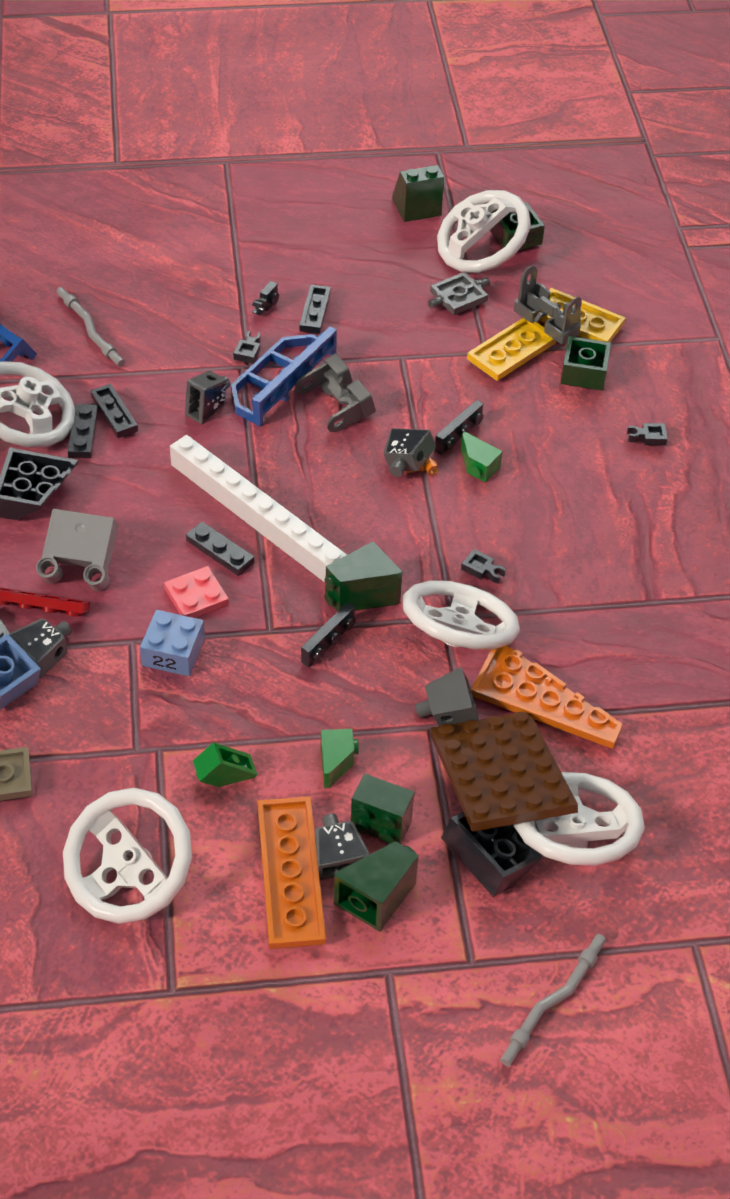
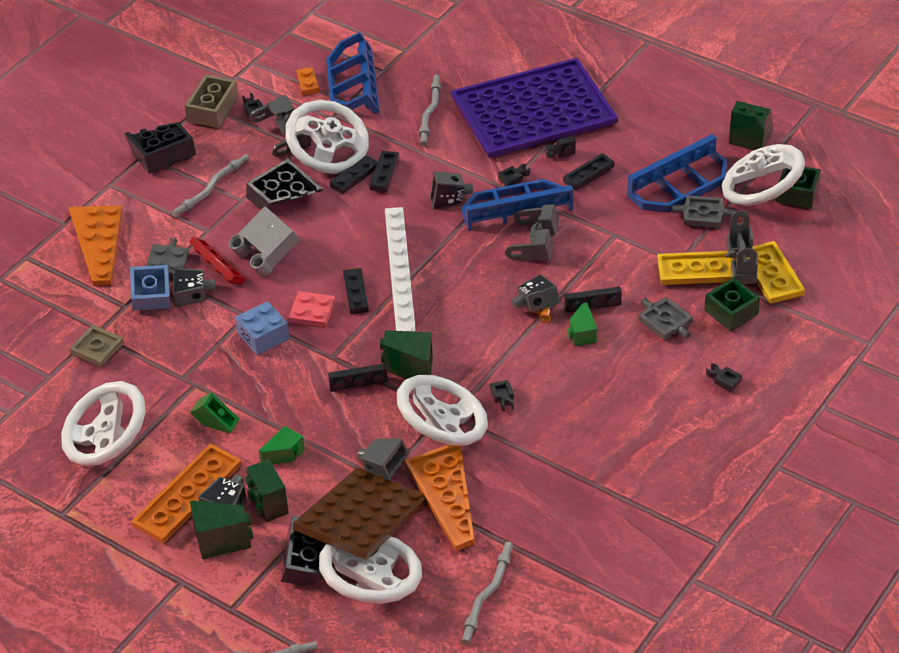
camera: 45 degrees right, 5 degrees down
(191, 274) = (533, 107): none -> dark purple plate
(393, 261) = (670, 164): none -> blue plate
(539, 409) = (665, 318): none -> dark grey plate
(710, 808) = (471, 623): none -> light grey bar

